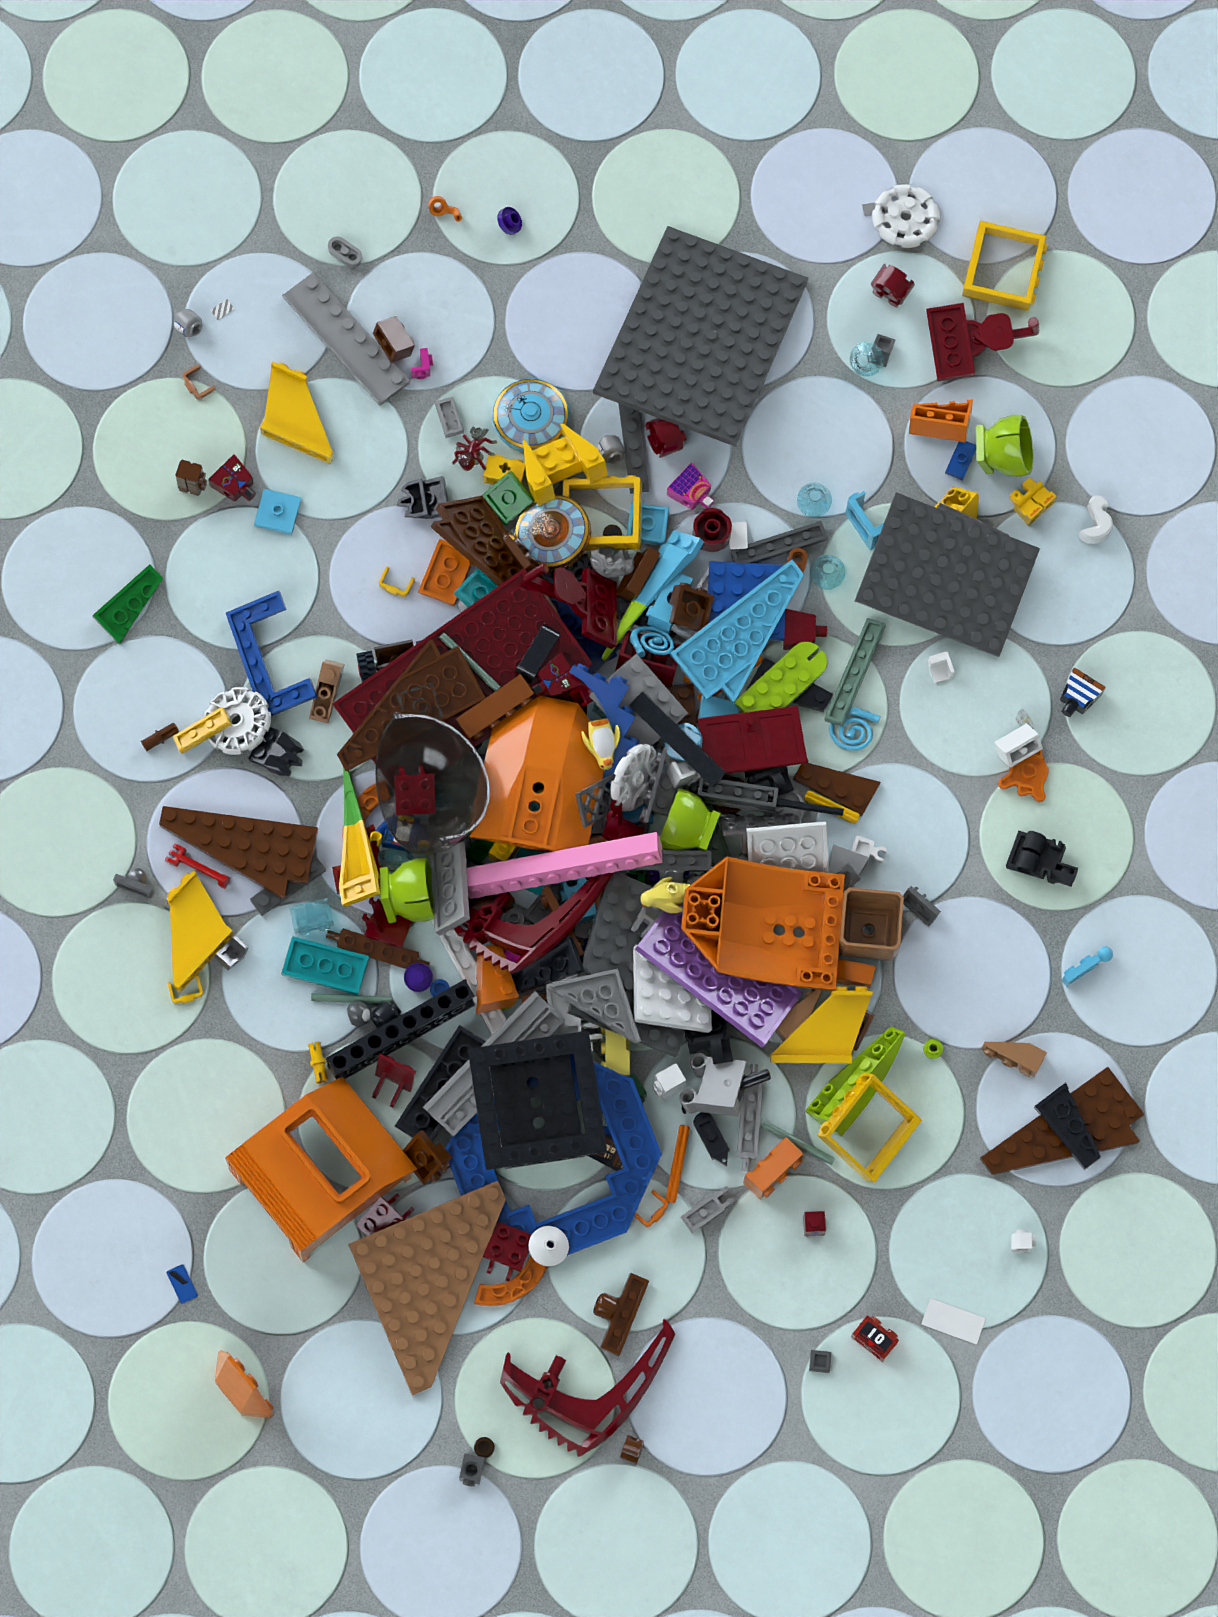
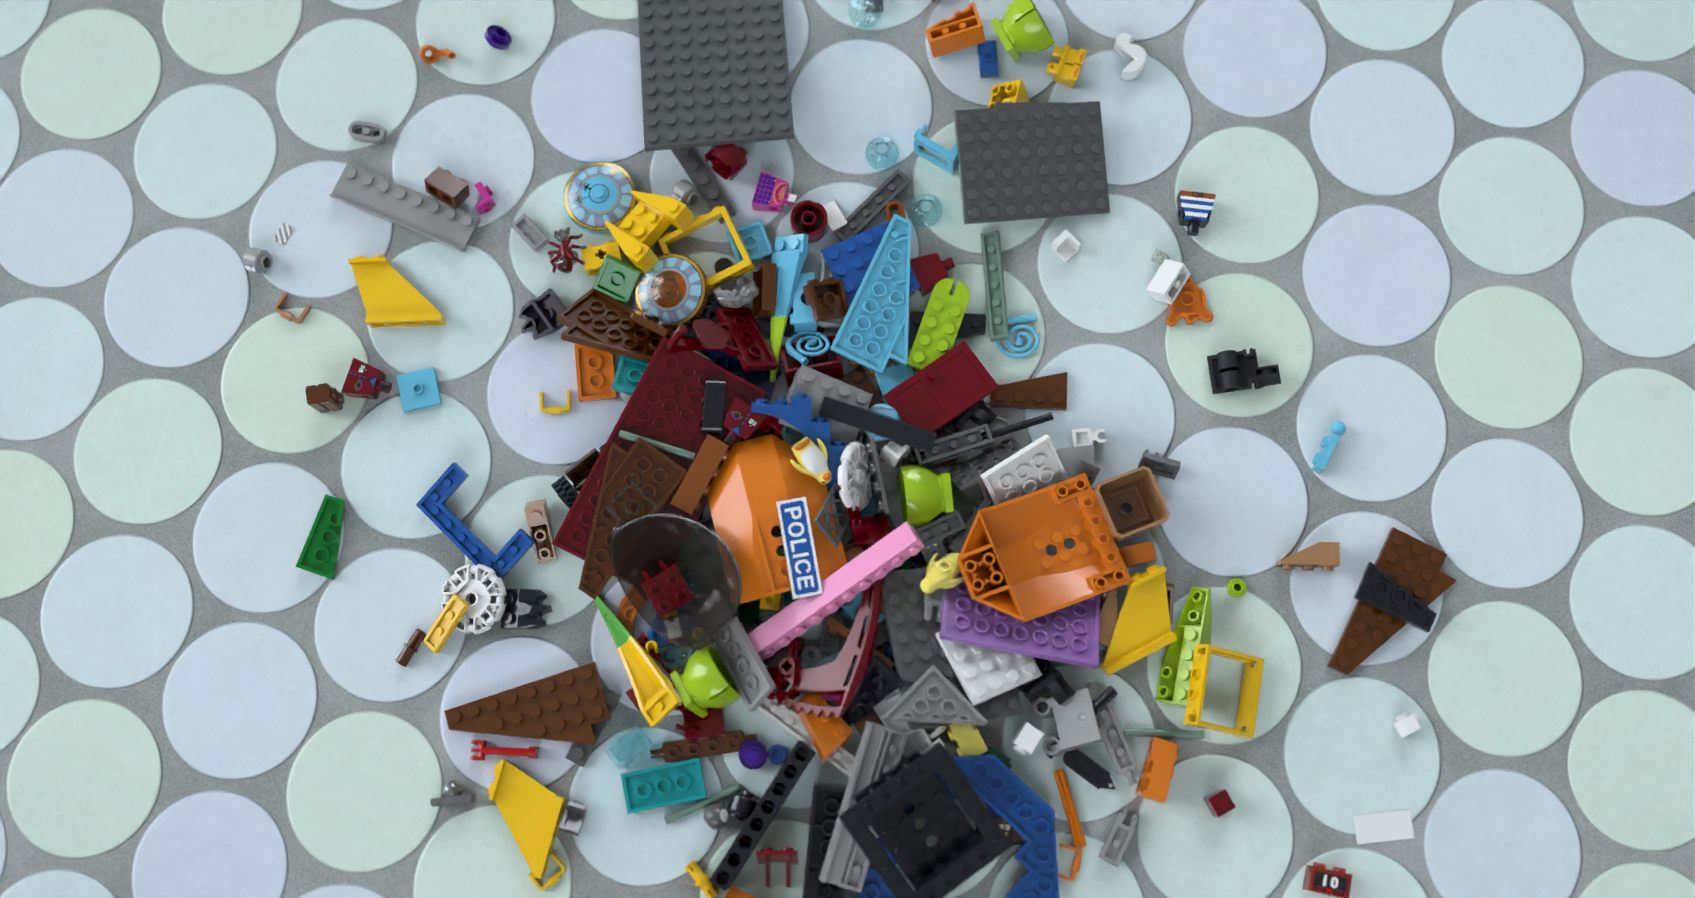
camera: 20 degrees left, 5 degrees up
(551, 810) = (799, 547): none -> sticker
(848, 814) = (1022, 415): yellow axle -> none

